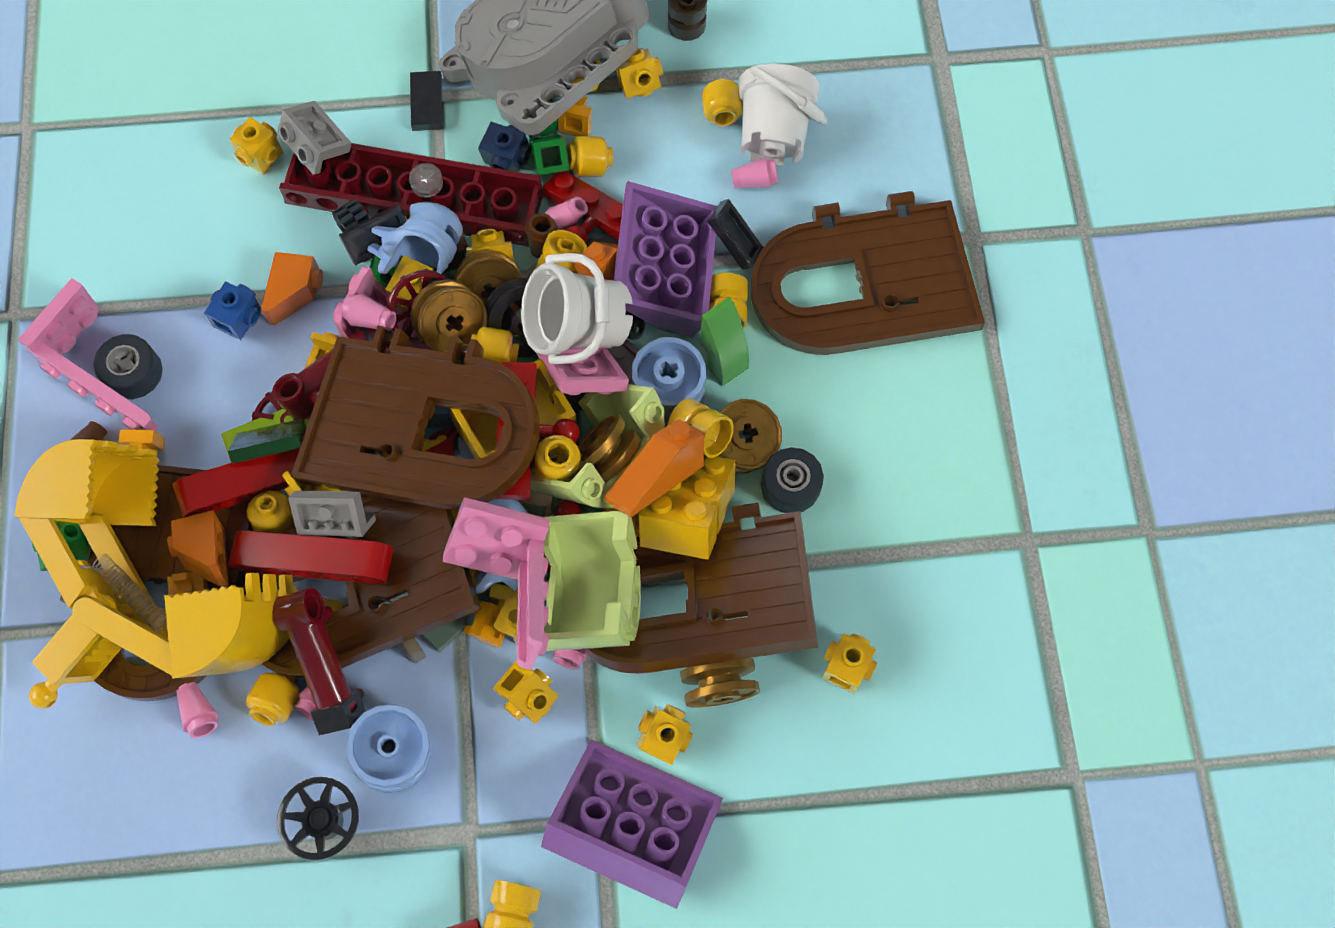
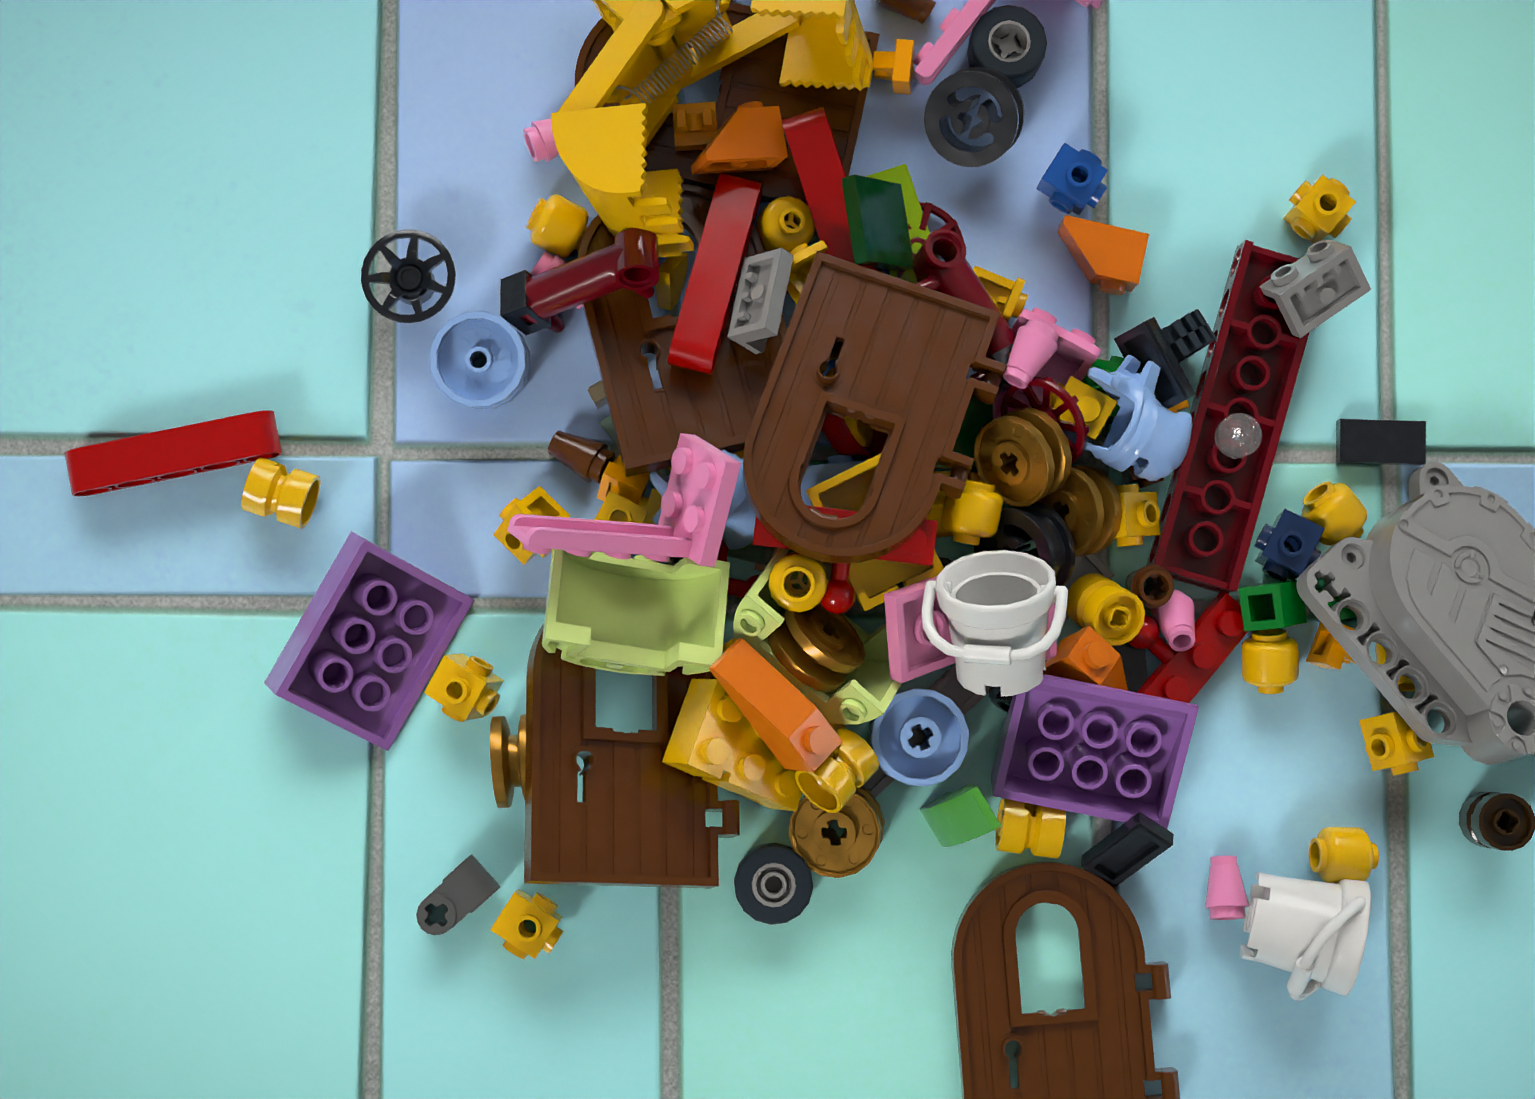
camera: 90 degrees right, 15 degrees up
(192, 356) = (944, 104): none -> black wheel
(465, 661) = (581, 455): none -> reddish brown cone
(475, 120) = (1336, 510): none -> yellow head
(832, 722) = (461, 892): none -> dark grey piece

